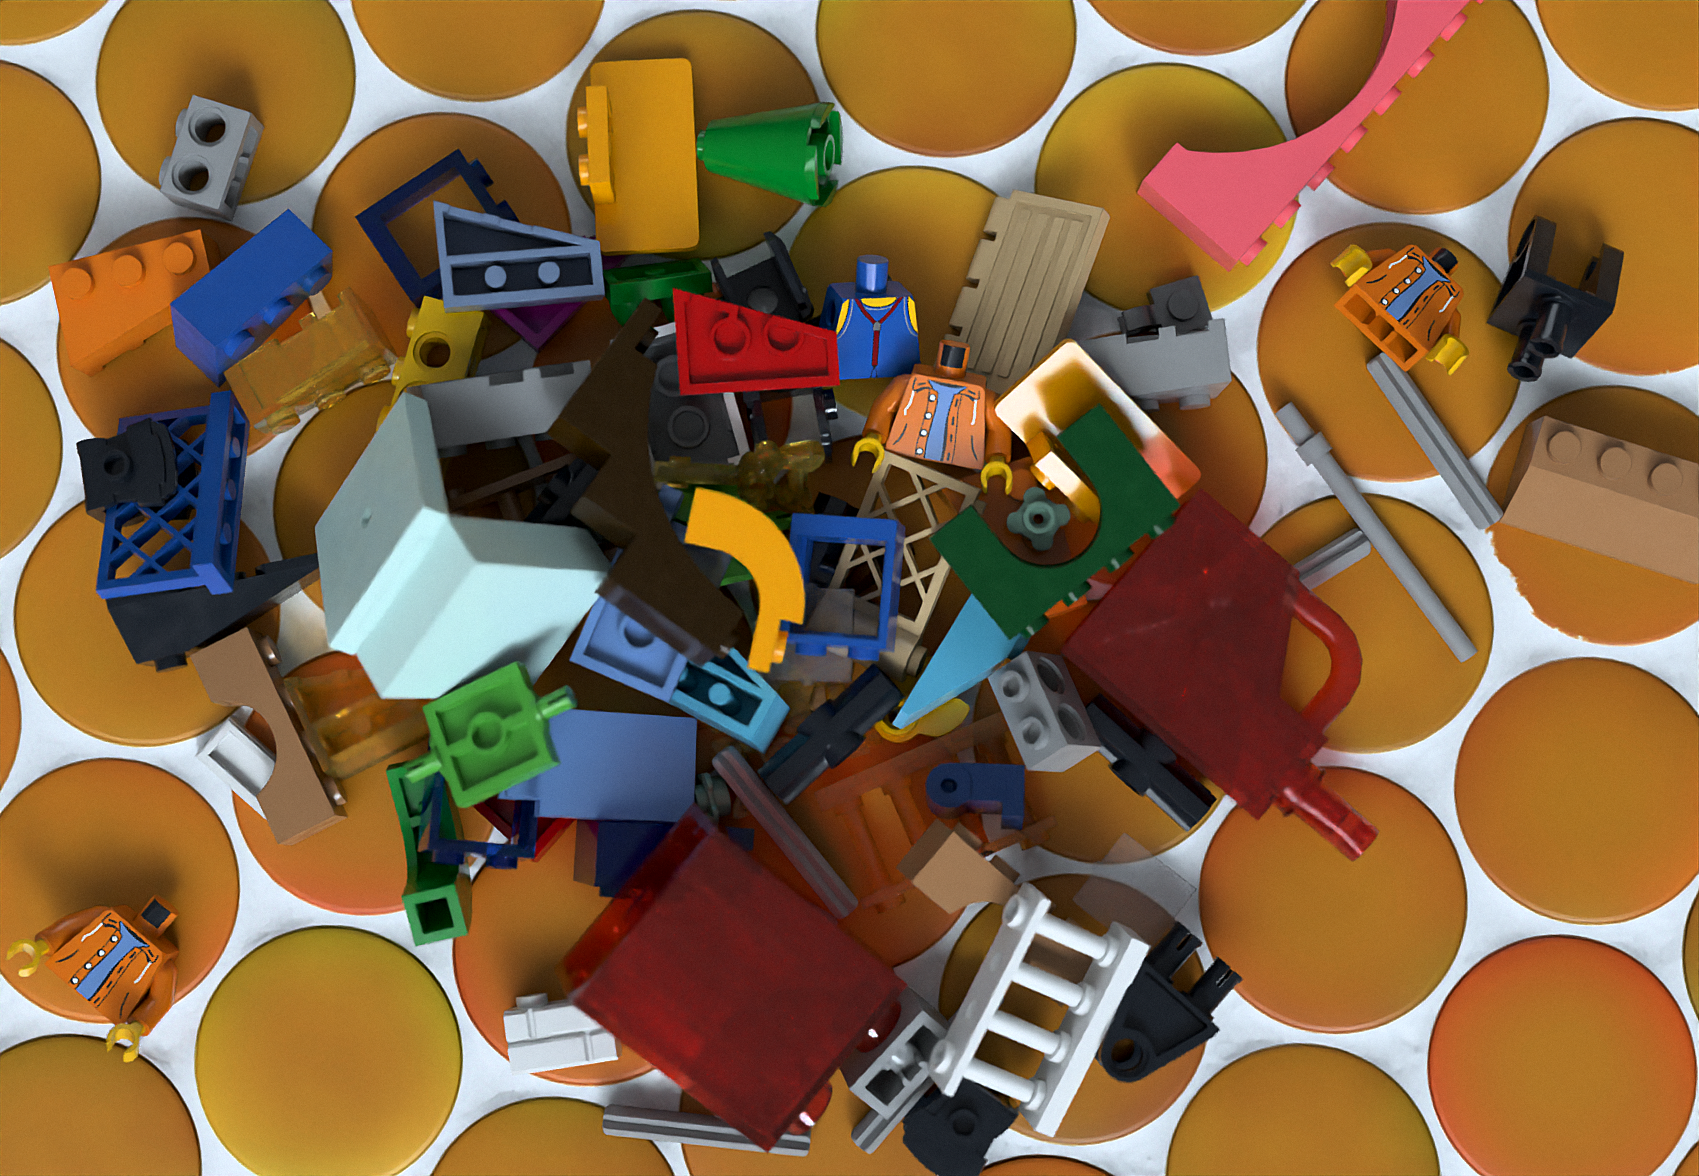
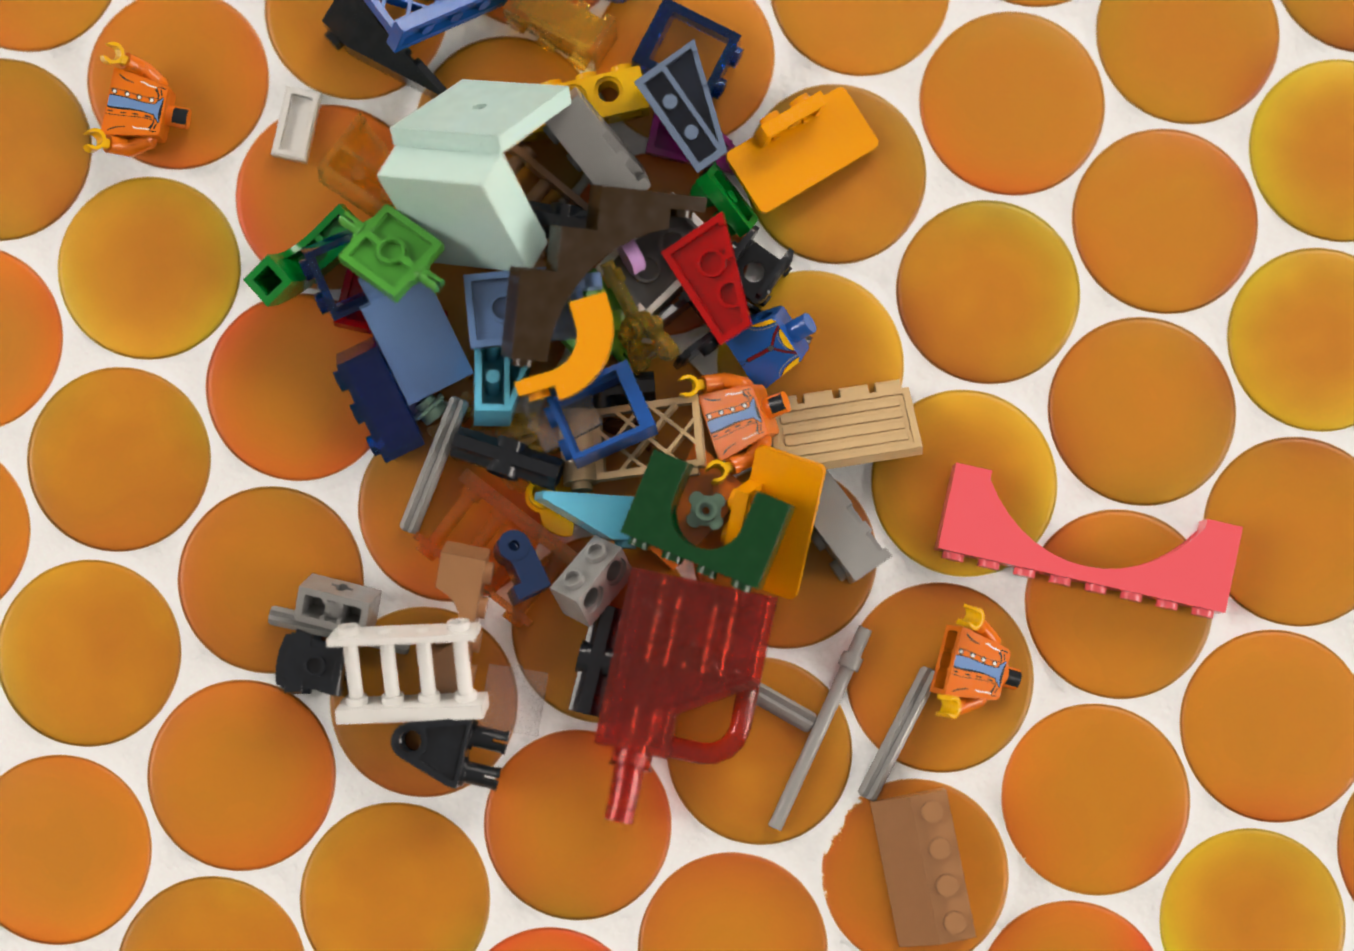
camera: 55 degrees right, 0 degrees up
(299, 794) = (295, 160): medium nougat arch -> none
(554, 1036) = (241, 398): white brick -> none
(668, 435) = (632, 257): none -> lavender tile
(691, 1129) = (229, 517): light grey axle -> none
(731, 981) = (325, 479): clear red brick -> none
(778, 150) = (850, 230): green cone -> none
(1172, 304) = (889, 527): flat silver plate -> none
(1546, 312) = (1014, 759): black piece -> none

